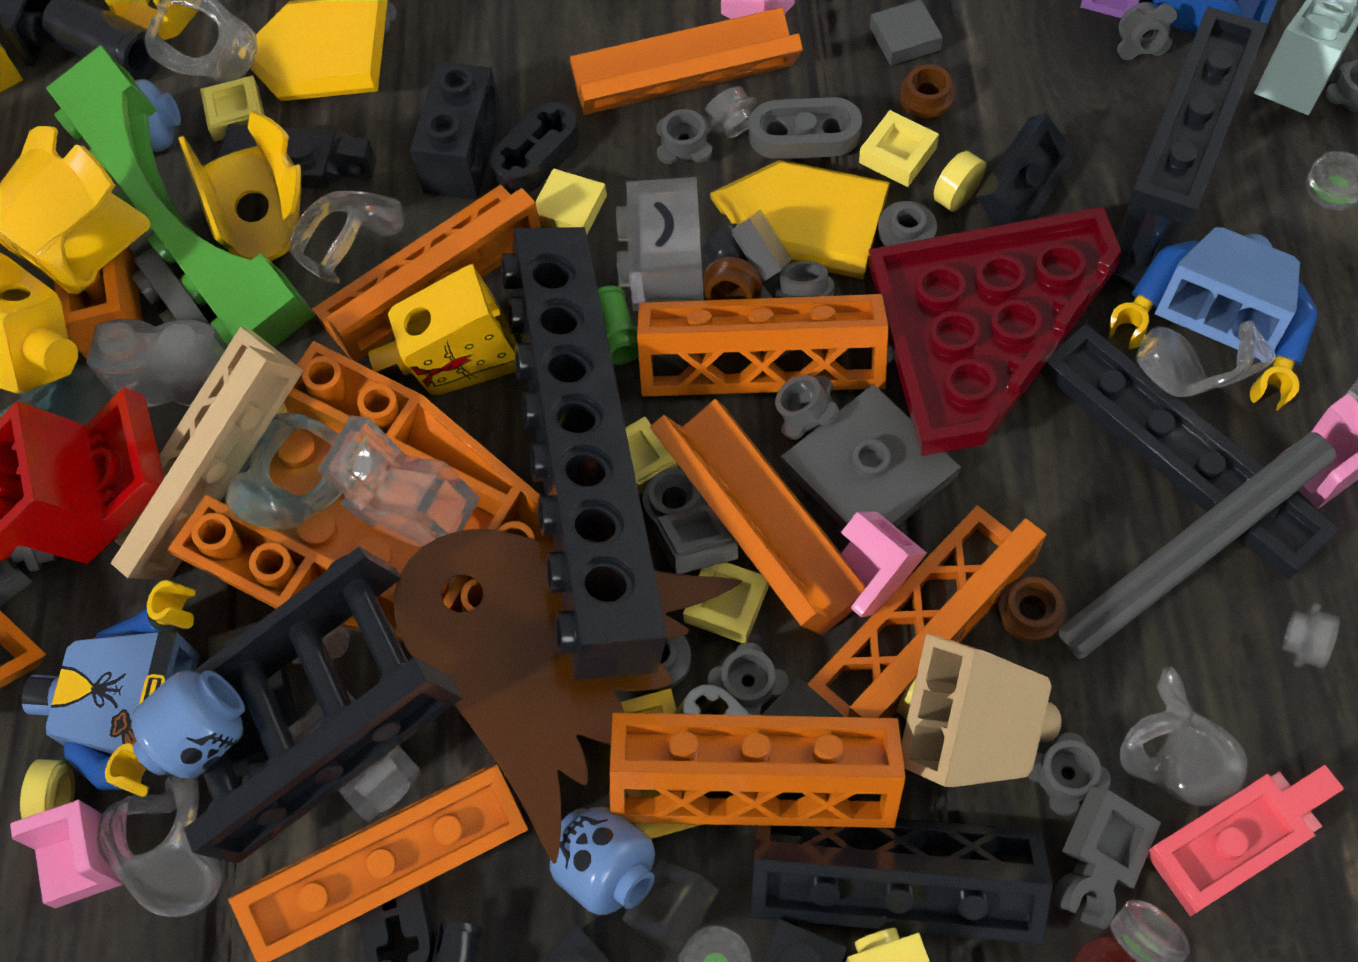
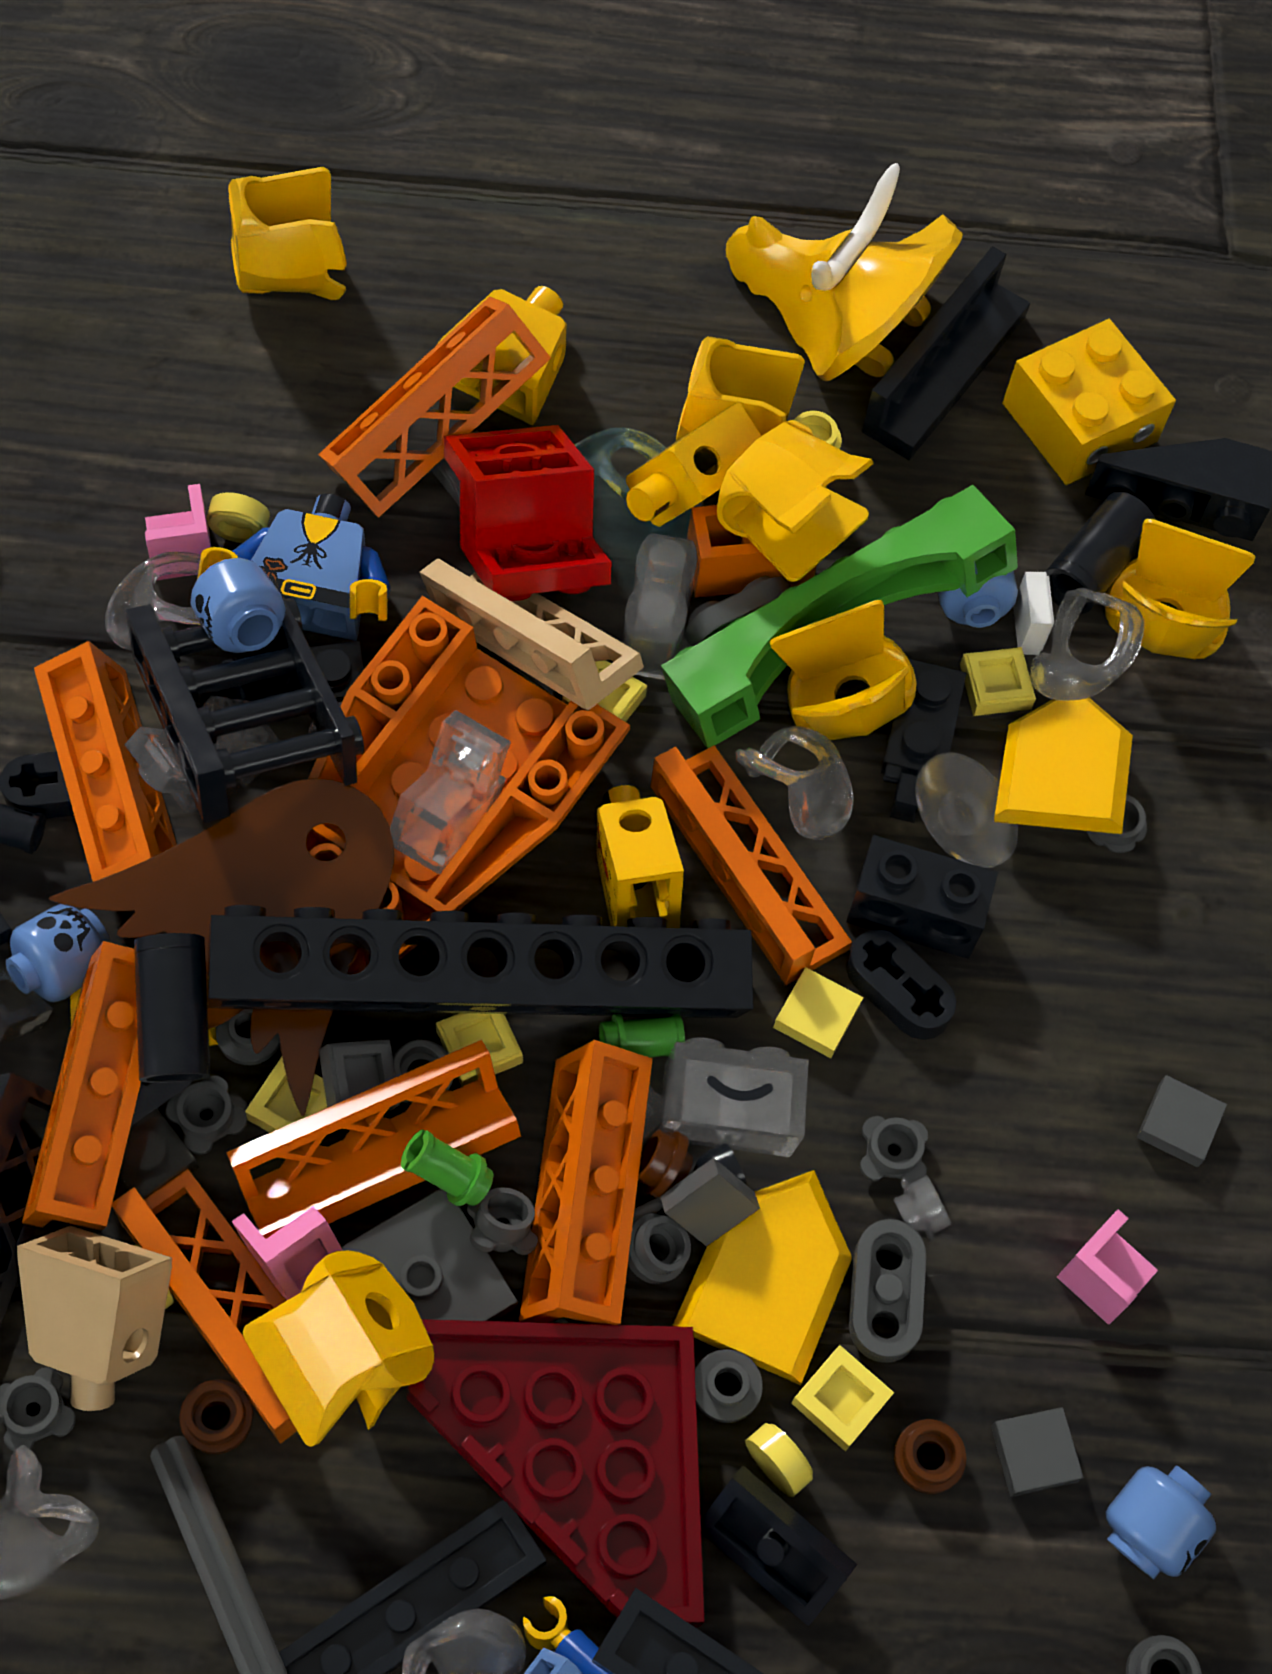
camera: 85 degrees right, 0 degrees up
(170, 74) = (1033, 612): none -> white tile
(265, 504) = (467, 673): clear light blue piece -> none
(371, 112) = (959, 808): none -> clear dish
(674, 686) = (171, 1008): none -> black pin
(684, 60) = (999, 1163): orange fence -> none
(776, 435) = (461, 1176): none -> bright green pin
(971, 471) = (339, 1342): none -> yellow piece

